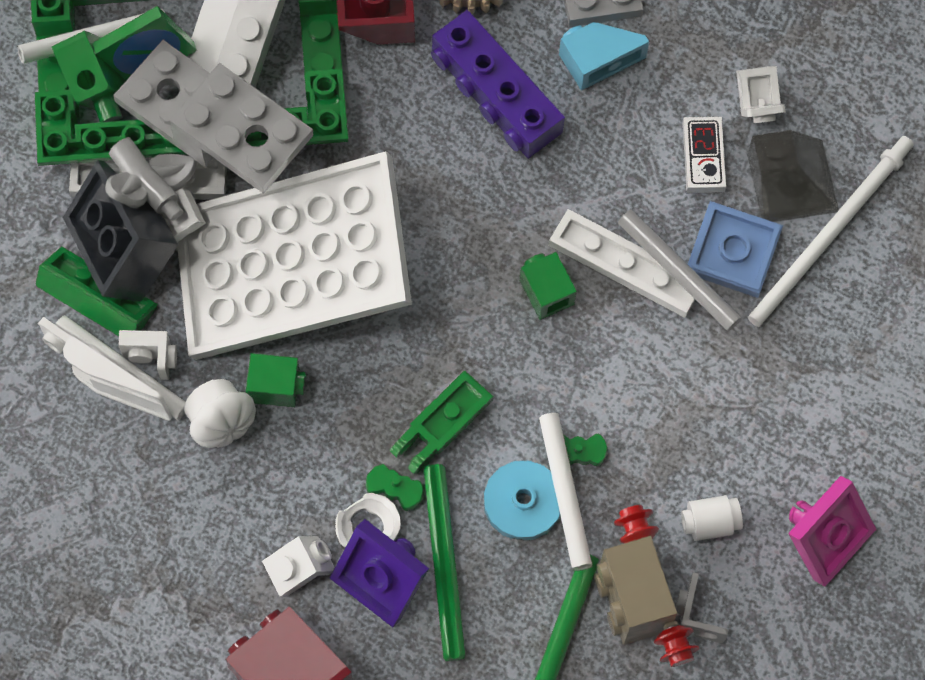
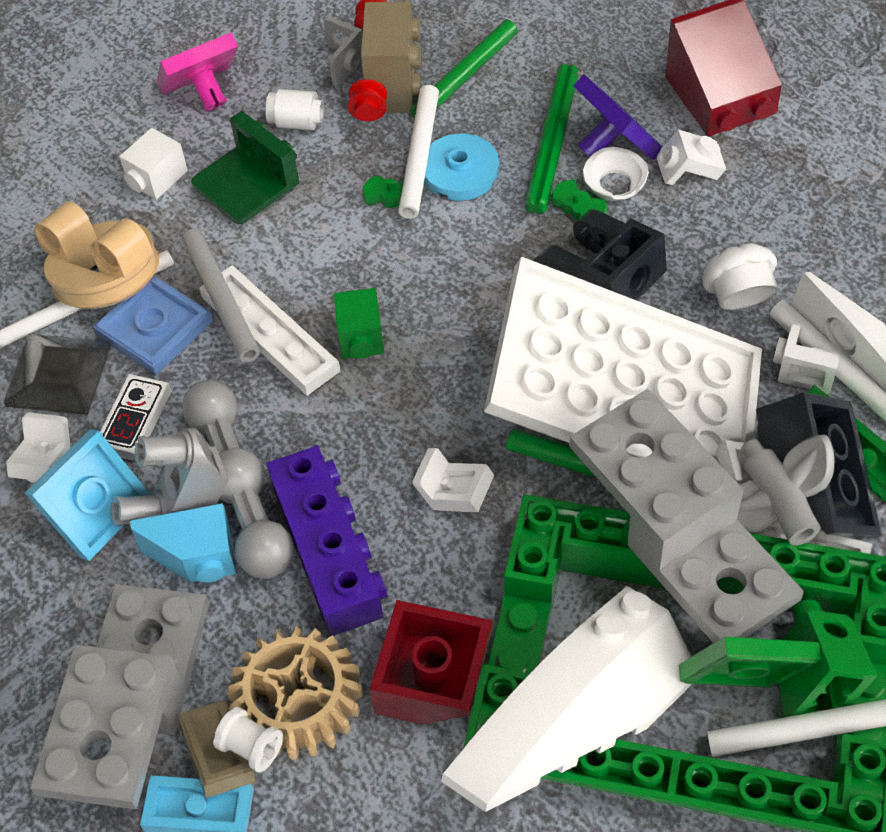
camera: 155 degrees left, 15 degrees down
(275, 380) = (677, 295): green brick -> none
(327, 398) = (623, 259): none -> black brick
(414, 157) = (452, 485): none -> white bracket
(443, 420) = (513, 237): green hinge -> none
(612, 86) = (204, 474): none -> light grey connector
(695, 57) = (80, 490): none -> medium azure tile
(724, 422) = (251, 173): none -> dark green bracket
(819, 410) = (153, 163): none -> white brick
(841, 283) = (119, 248): none -> tan piece

